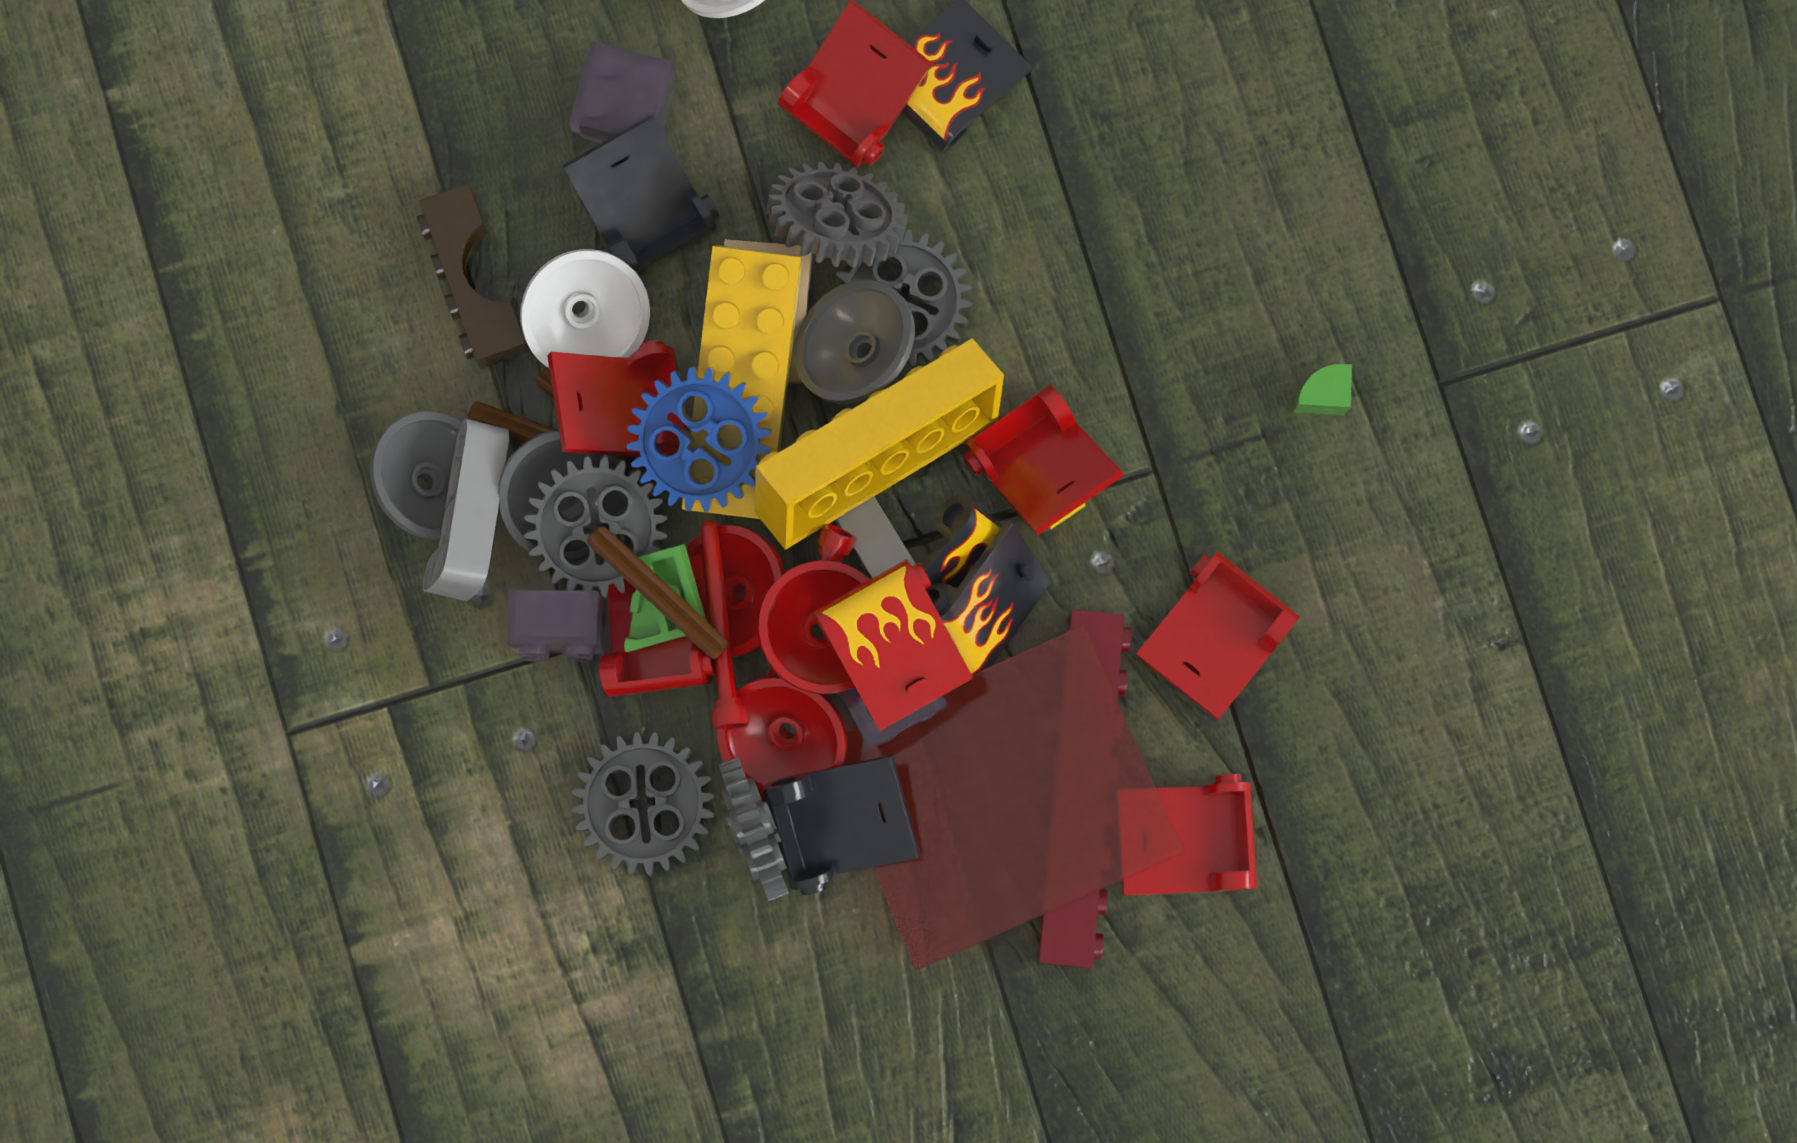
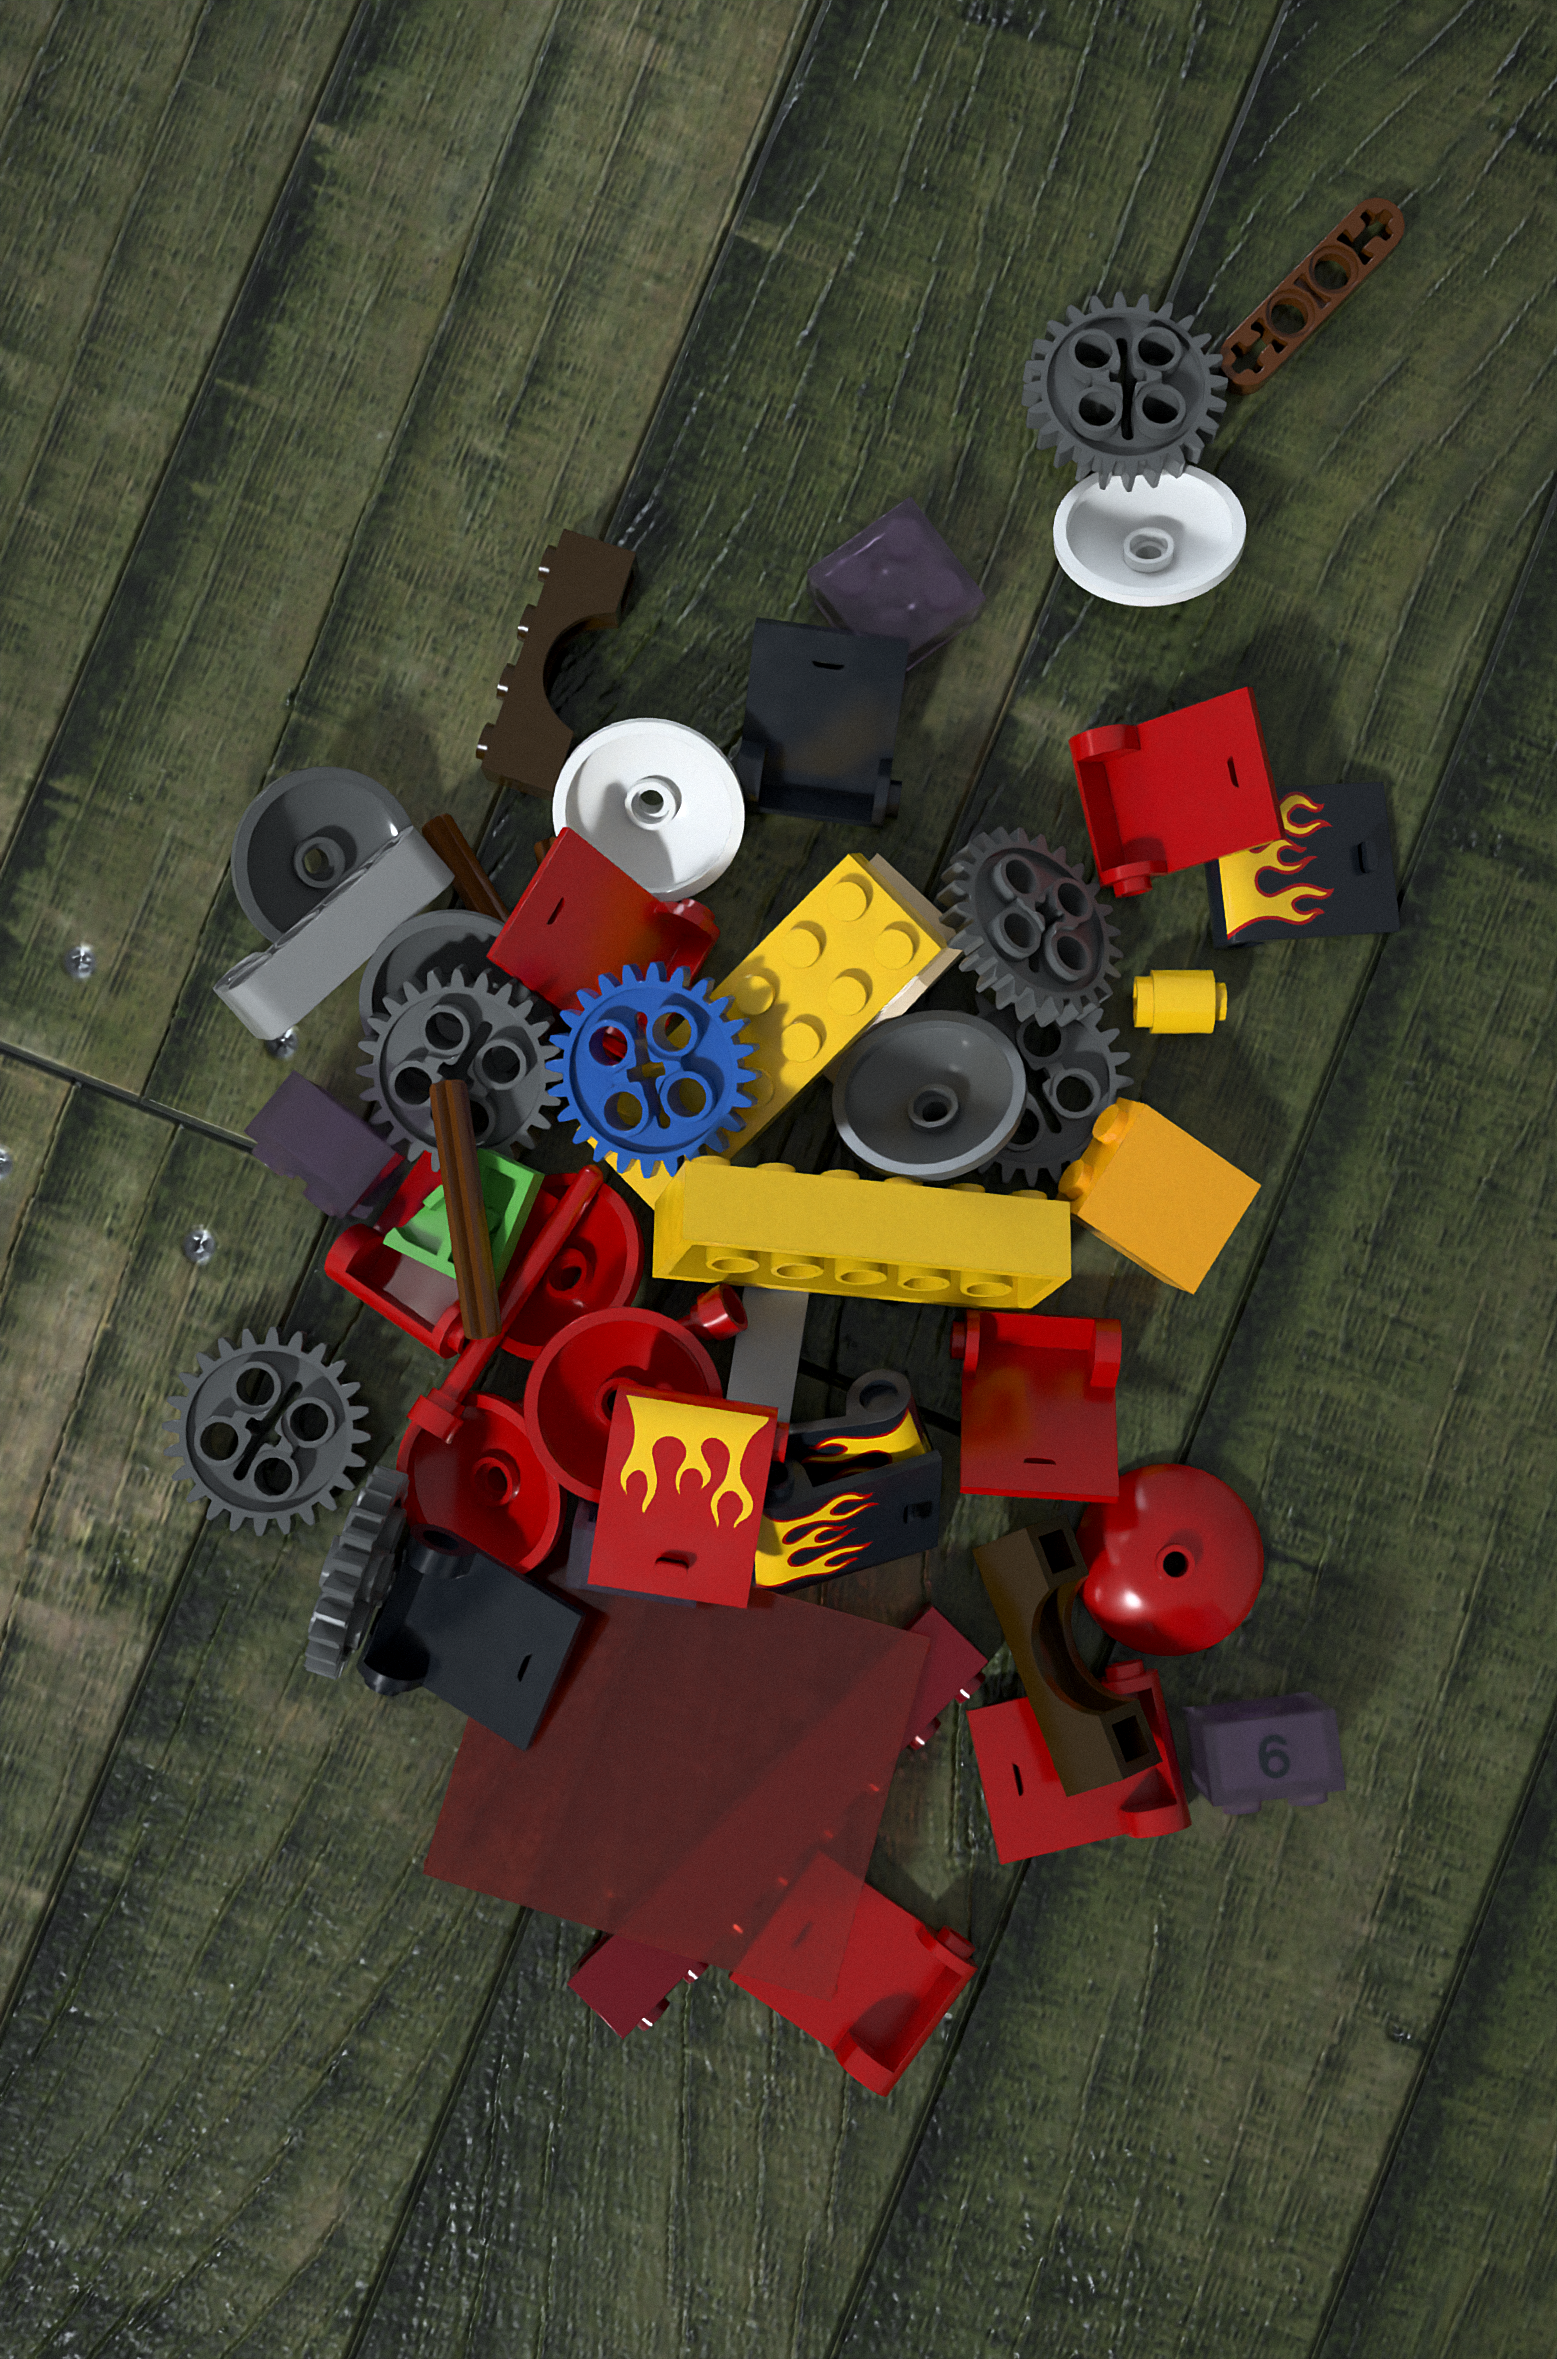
camera: 40 degrees right, 5 degrees up
(946, 194) = (1179, 1001): none -> yellow brick
(1015, 302) = (1156, 1193): none -> light orange brick
(1116, 558) = (1087, 1728): none -> dark brown arch
(1174, 522) = (1124, 1550): none -> red dish
(1298, 550) = (1264, 1751): none -> clear purple brick
(1326, 391) = (1436, 1584): bright green brick -> none

